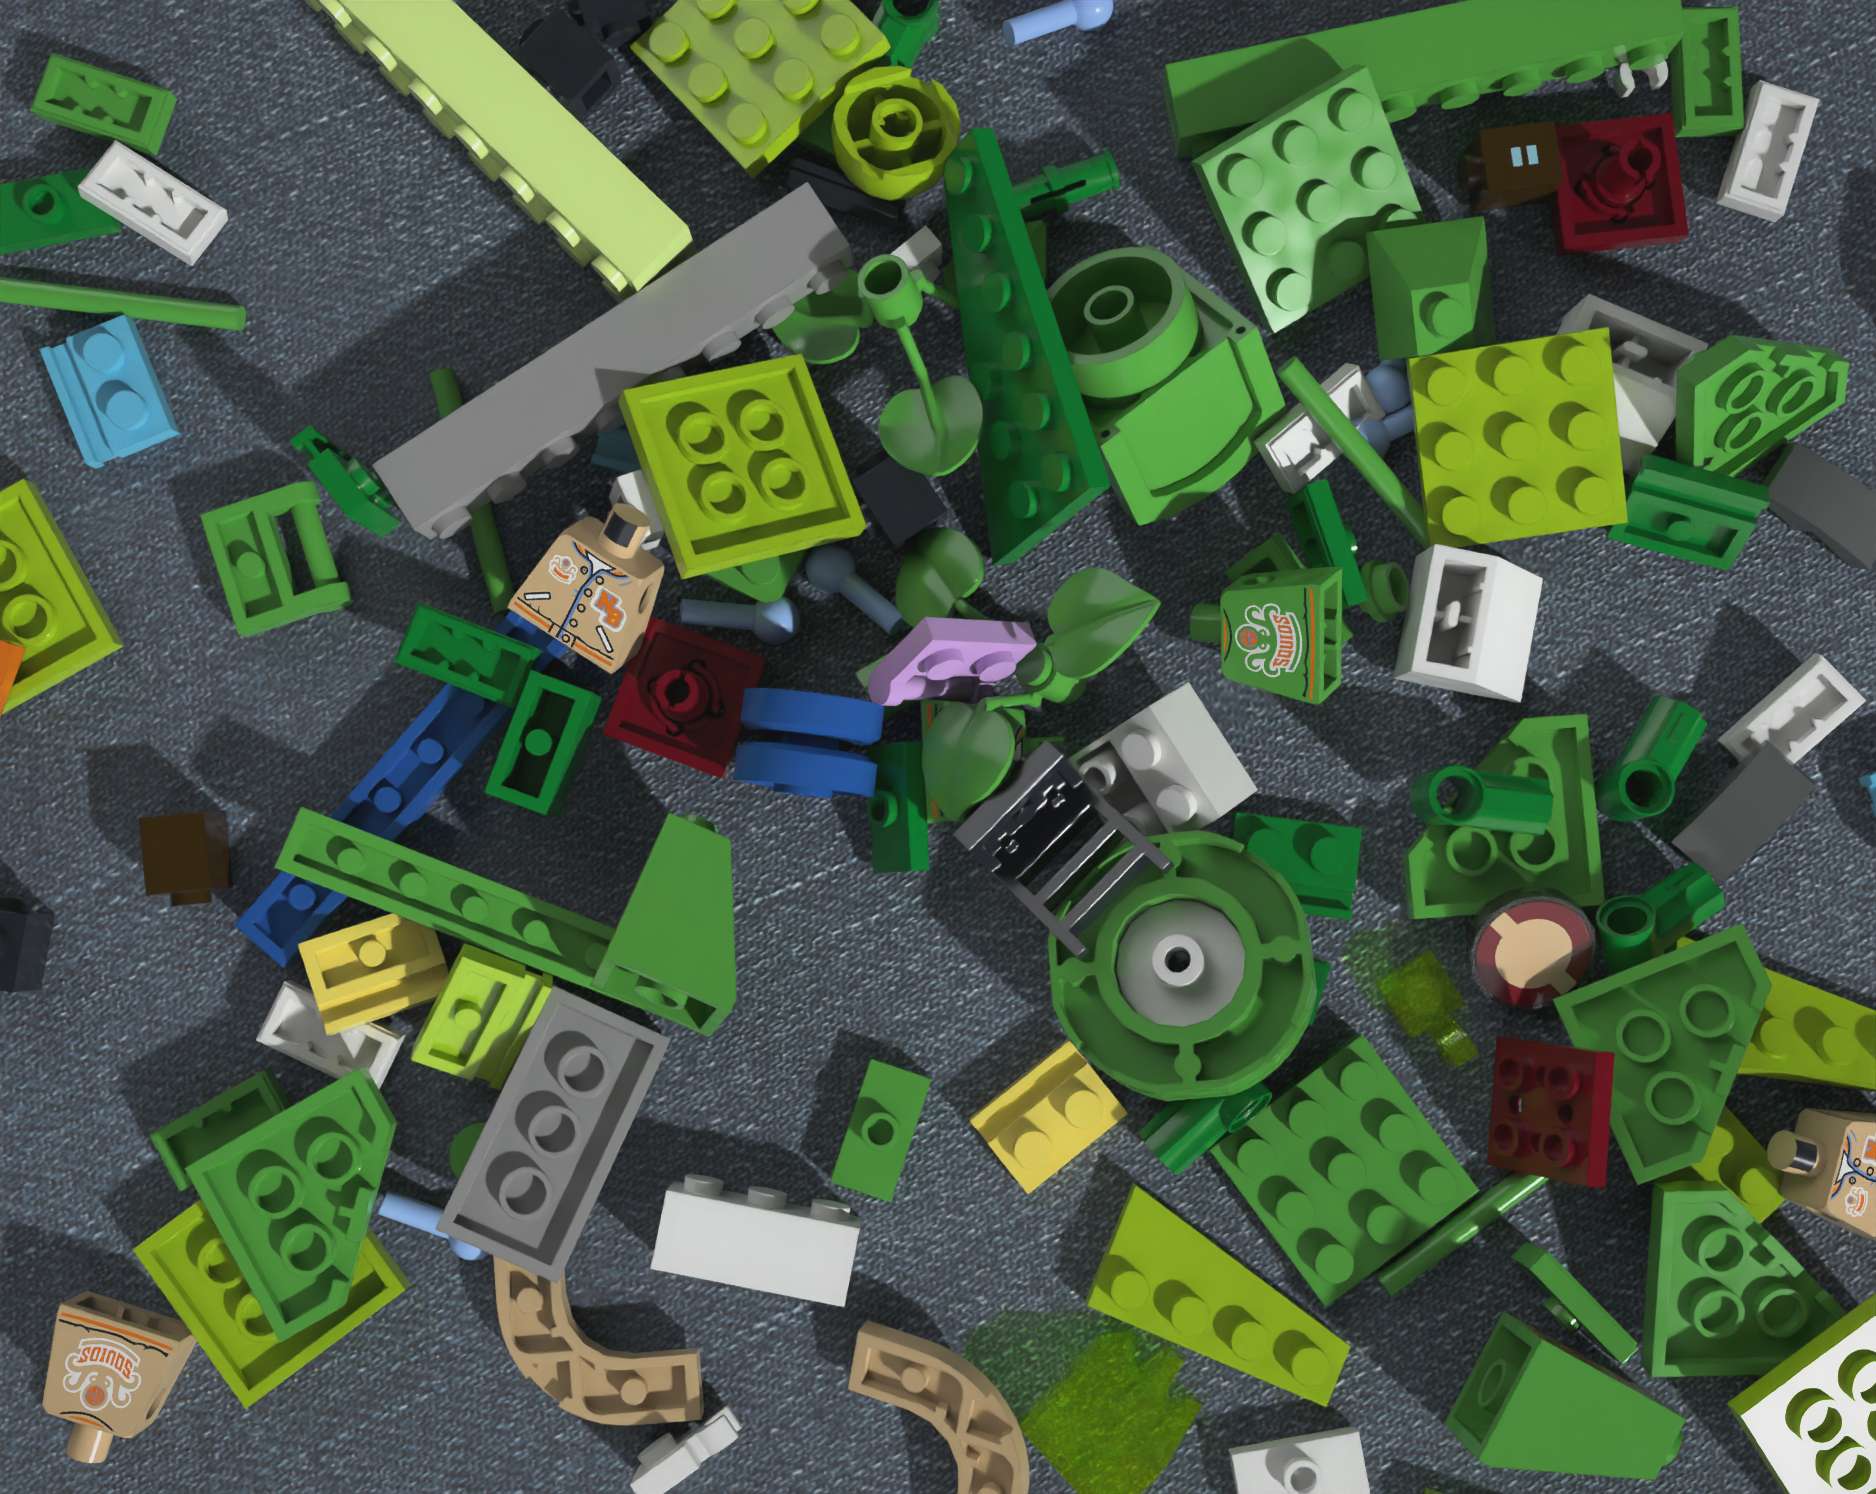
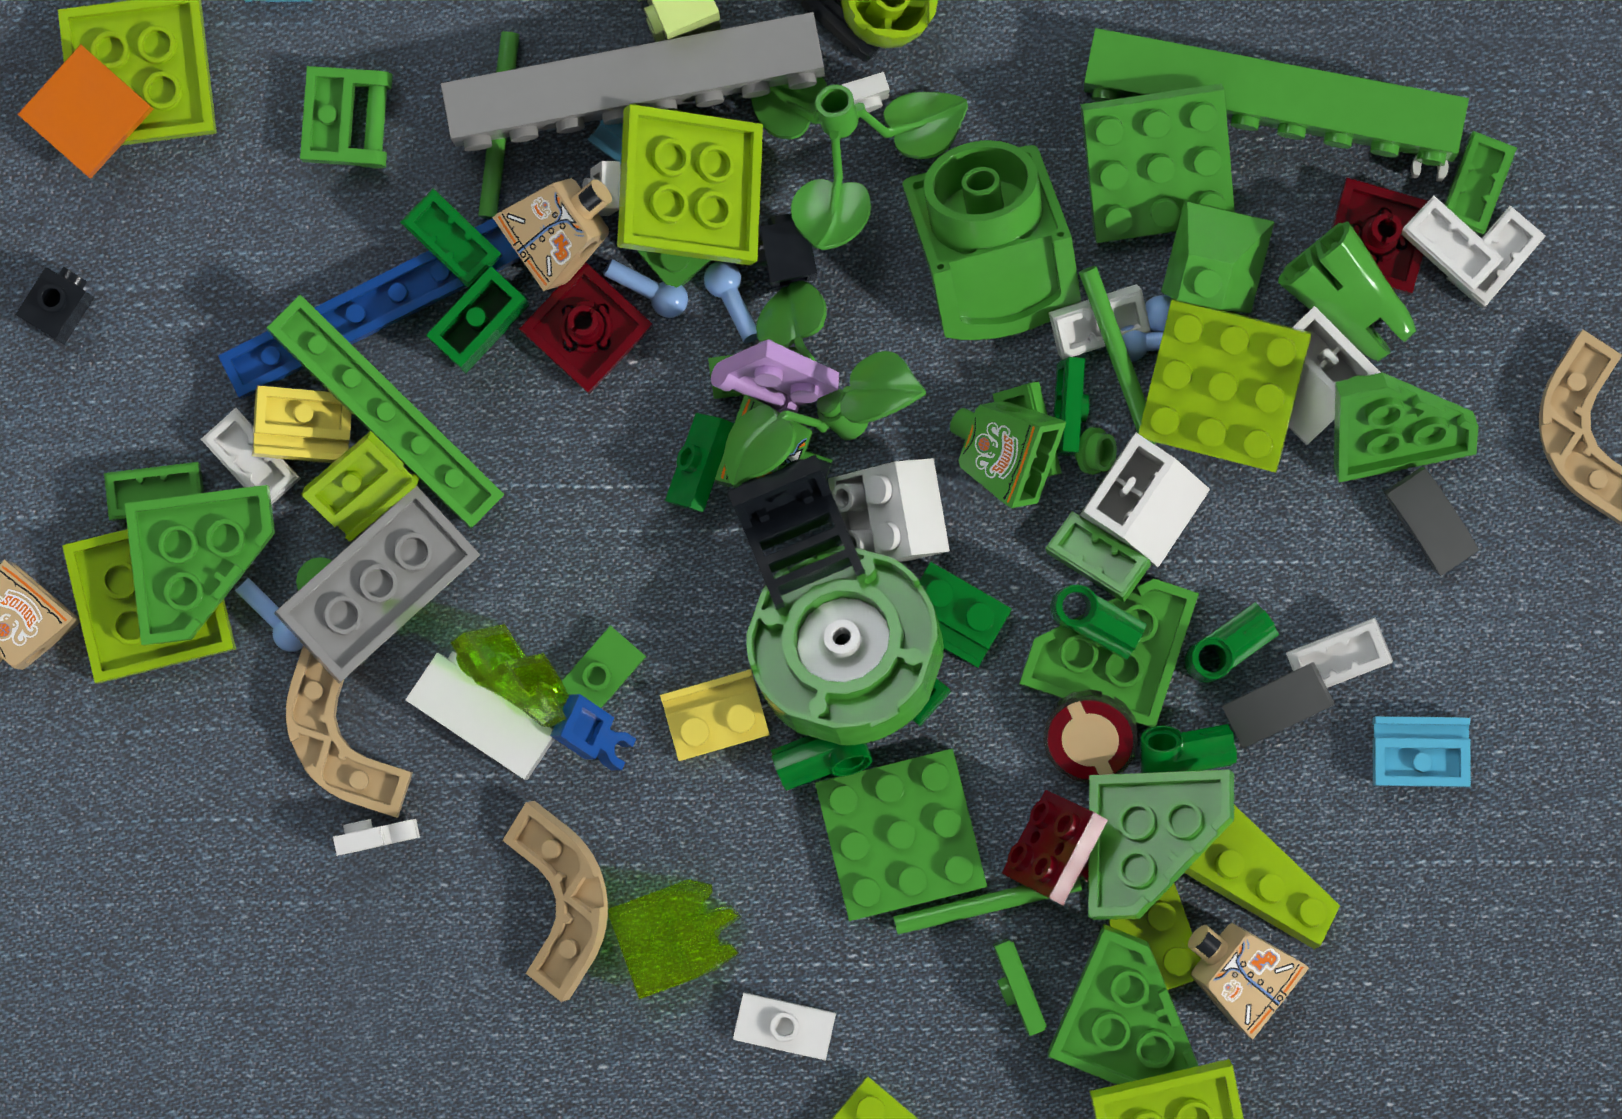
camera: 25 degrees right, 0 degrees up
(186, 856) = (203, 295): dark brown brick -> none
(348, 481) = (420, 89): green plate -> none
(678, 930) = (516, 481): bright green slope -> none
(764, 1180) = (500, 666): none -> clear neon green plate
(808, 743) = (659, 387): blue wheel -> none
(899, 1211) = (589, 732): none -> blue plate
(1036, 434) = (895, 245): green wing -> none
(1065, 185) = (986, 80): green pin -> none
(1198, 1296) = (767, 880): lime wing -> none
(1422, 1000) = (1004, 743): clear neon green plate -> none
(1442, 719) = (1098, 556): none -> bright green plate
(1511, 166) = (1309, 194): dark brown brick -> none
(1559, 1411) = (977, 1046): bright green slope -> none
(1612, 251) = (1348, 290): none -> bright green piece
(1689, 512) = (1326, 483): green plate -> none
(1718, 154) = (1451, 245): none -> white plate

